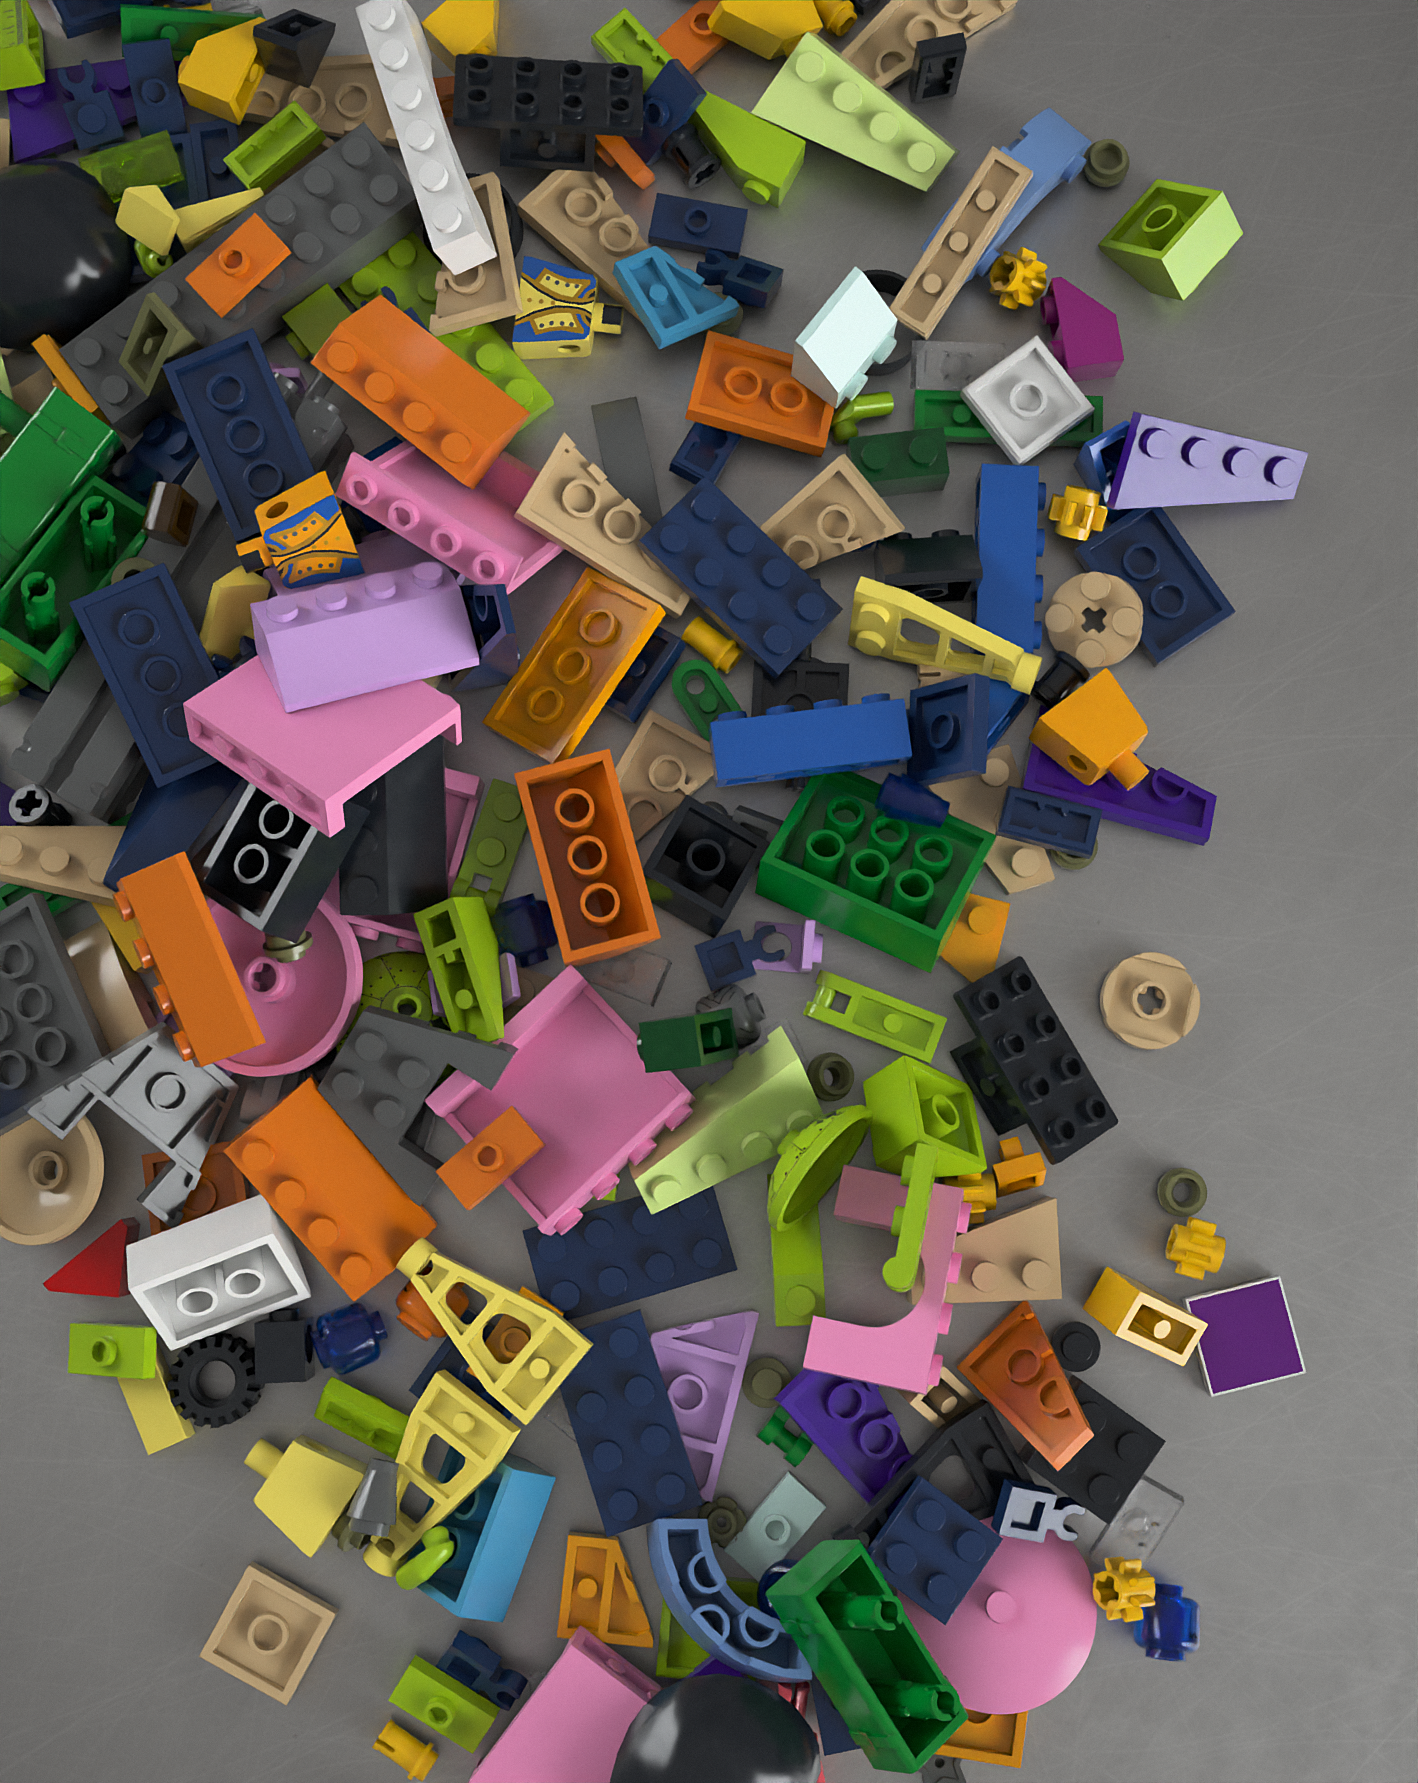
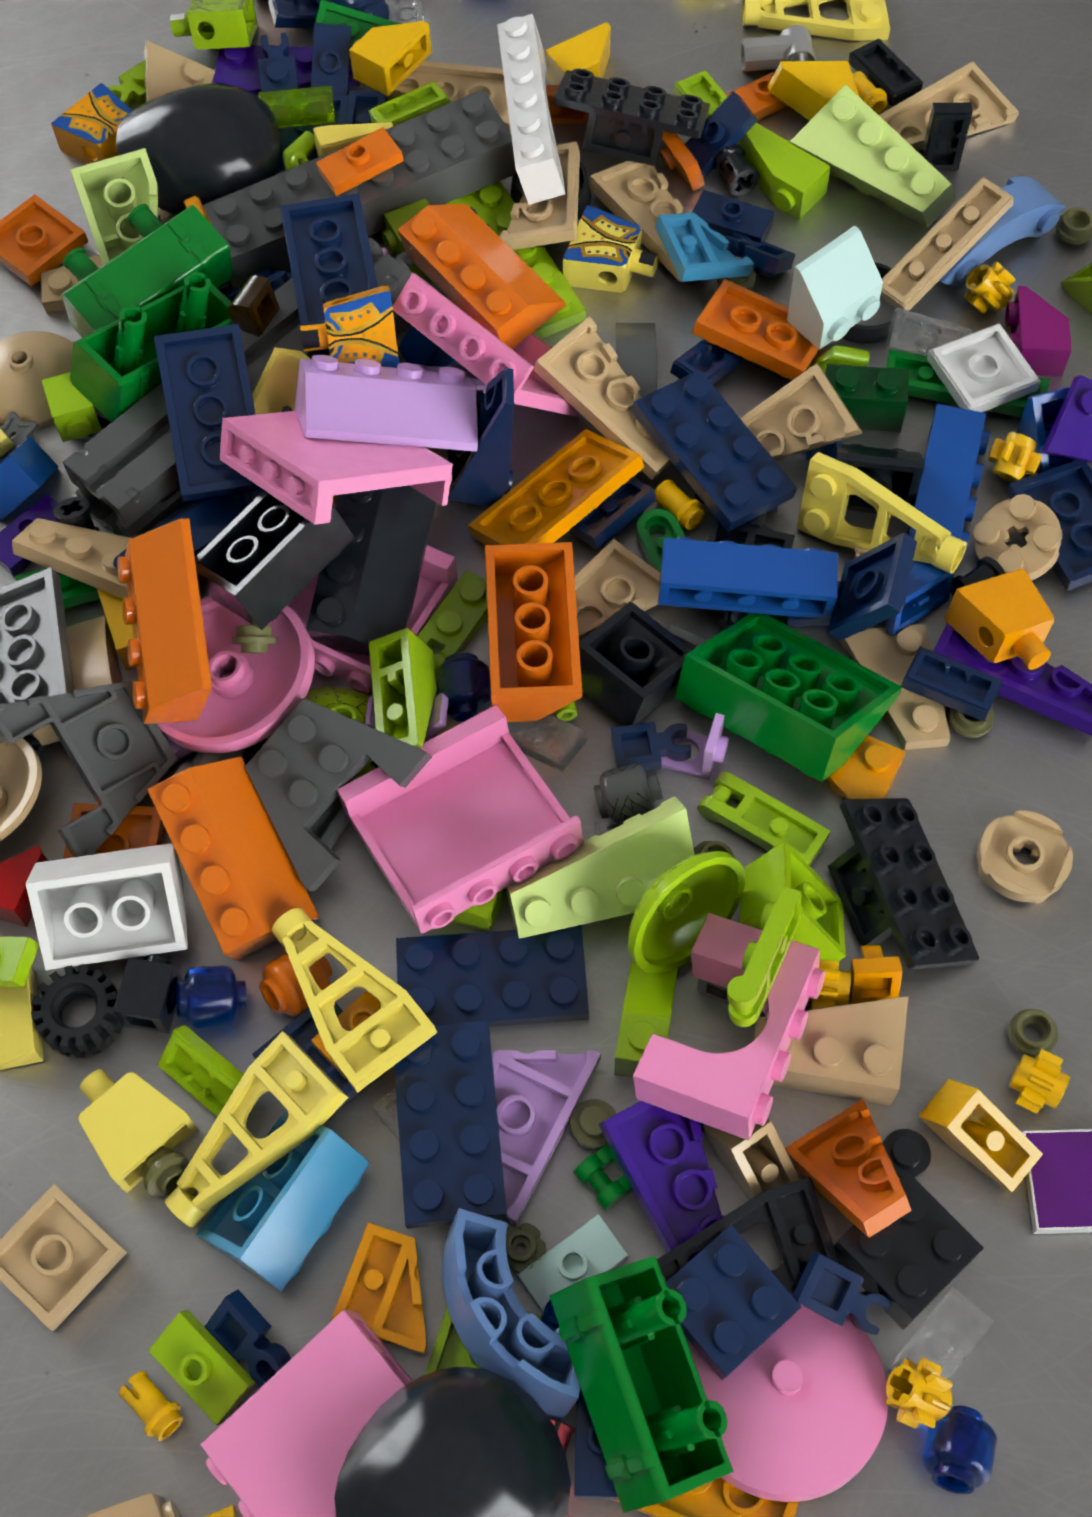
camera: 15 degrees right, 20 degrees down
(148, 217) = (299, 126): light yellow slope -> none
(155, 341) = (282, 187): olive slope -> none
(293, 45) = (441, 51): black slope -> none
(375, 1500) = (191, 1138): dark grey cone -> none
(425, 1564) = (224, 1206): lime arm -> none
(490, 1158) = (383, 851): orange plate -> none
(687, 1040) = (587, 780): dark green brick -> none
(910, 801) = (828, 641): clear blue cone -> none

